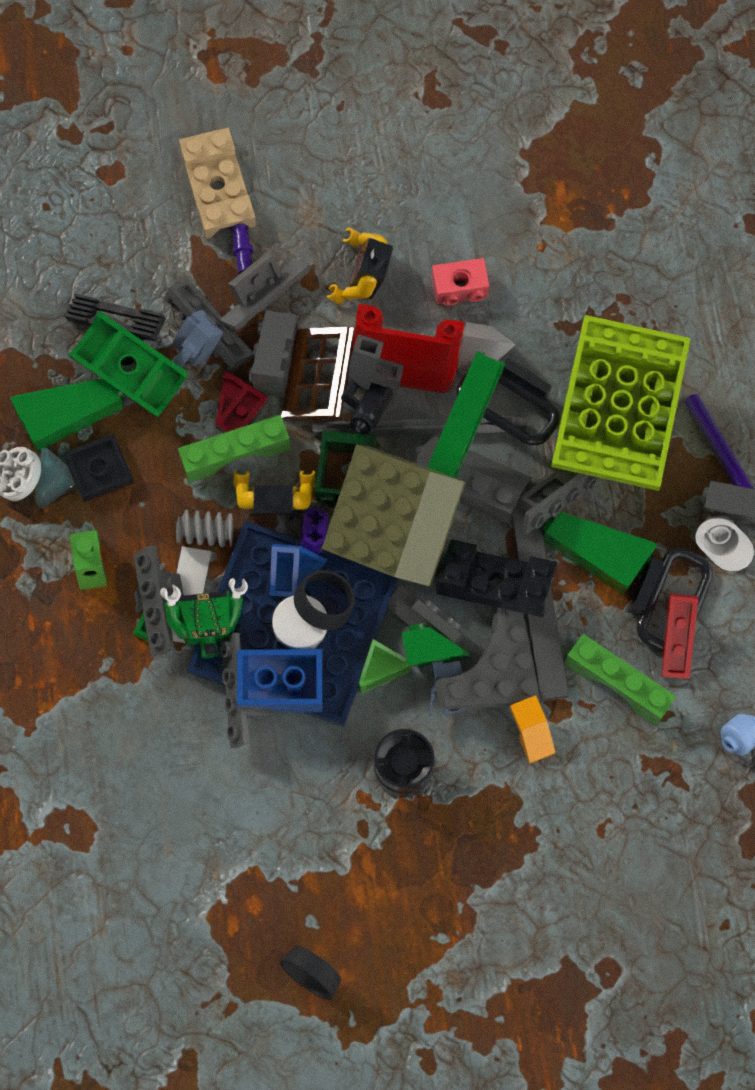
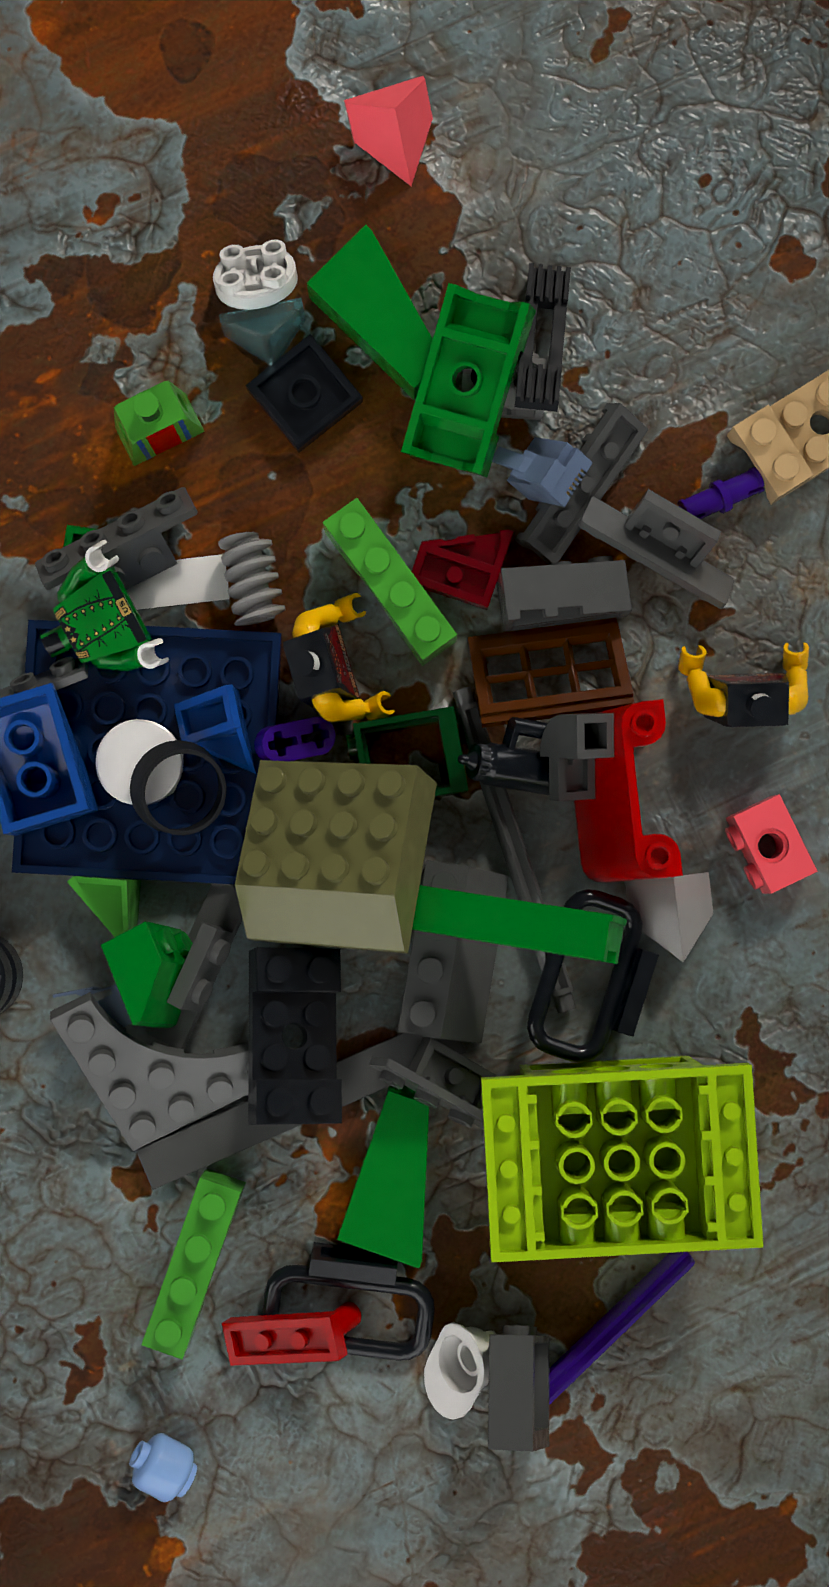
camera: 75 degrees right, 15 degrees up
(533, 729) = (82, 1151): light orange slope -> none

